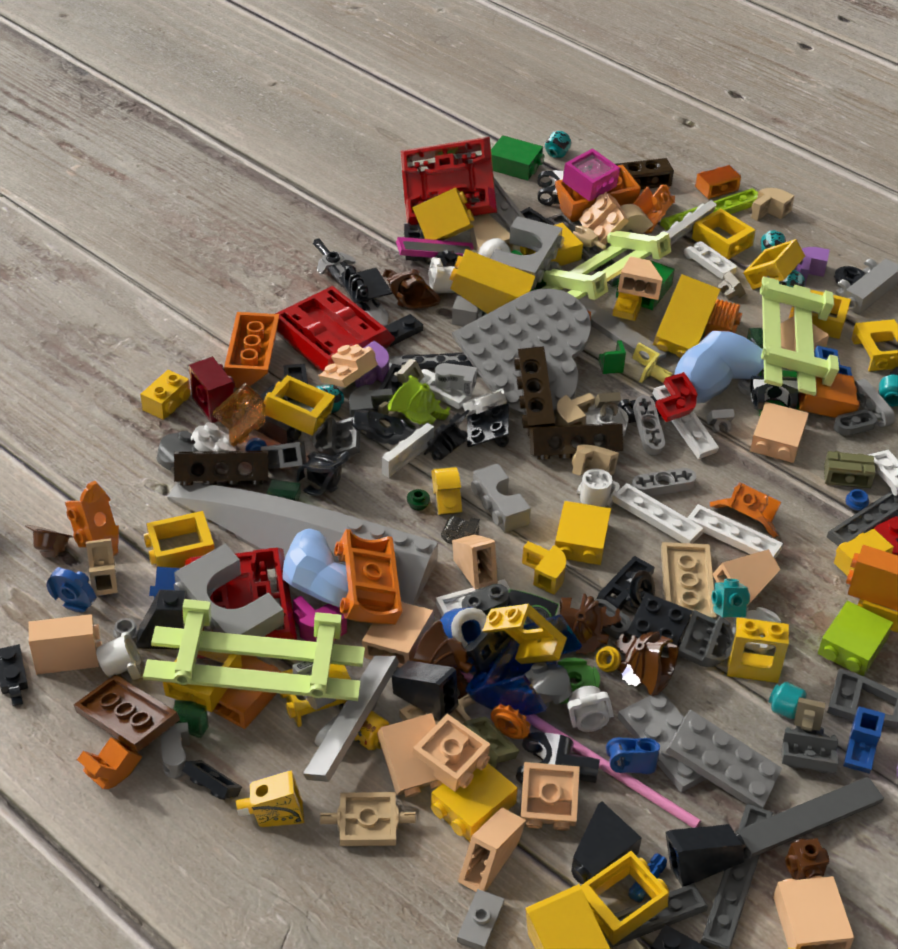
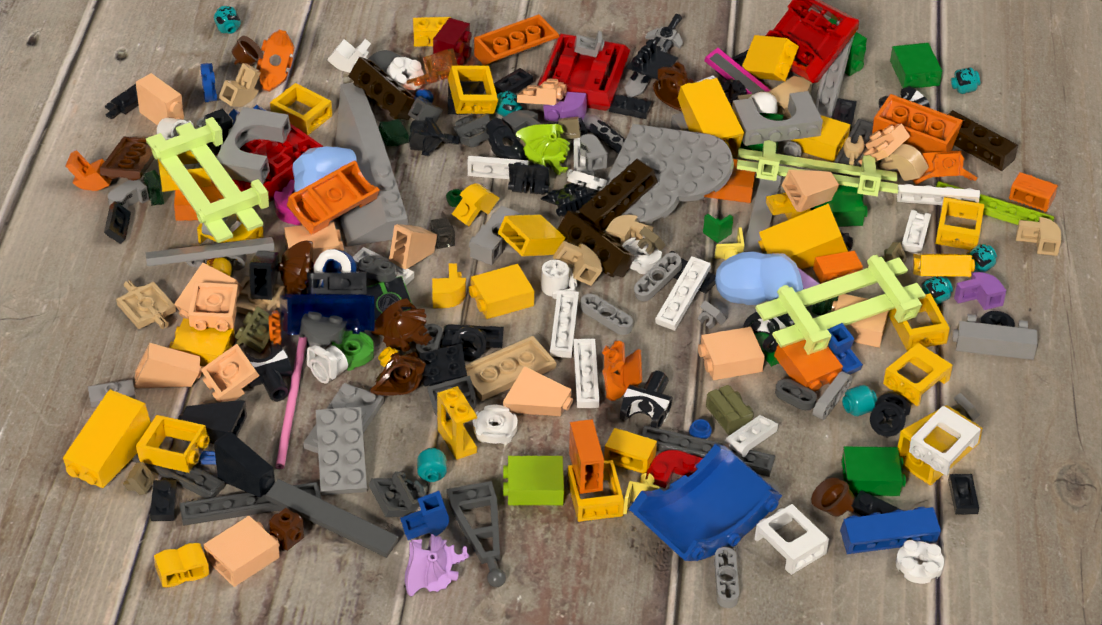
camera: 55 degrees right, 0 degrees up
(141, 469) = (346, 55): none -> white brick
(274, 801) = (120, 256): yellow torso -> none
(319, 303) = (589, 46): none -> light grey bracket
(532, 472) = (530, 235): none -> yellow brick
(535, 644) = (354, 307): yellow window -> none
(591, 174) = (909, 104): dark pink piece -> none
(636, 755) = (304, 403): blue piece -> none
(681, 400) = (692, 276): red plate -> none
(730, 598) = (493, 387): teal brick -> none
(799, 513) = (648, 400): none -> black connector
(809, 714) = (421, 477): dark tan tile -> none

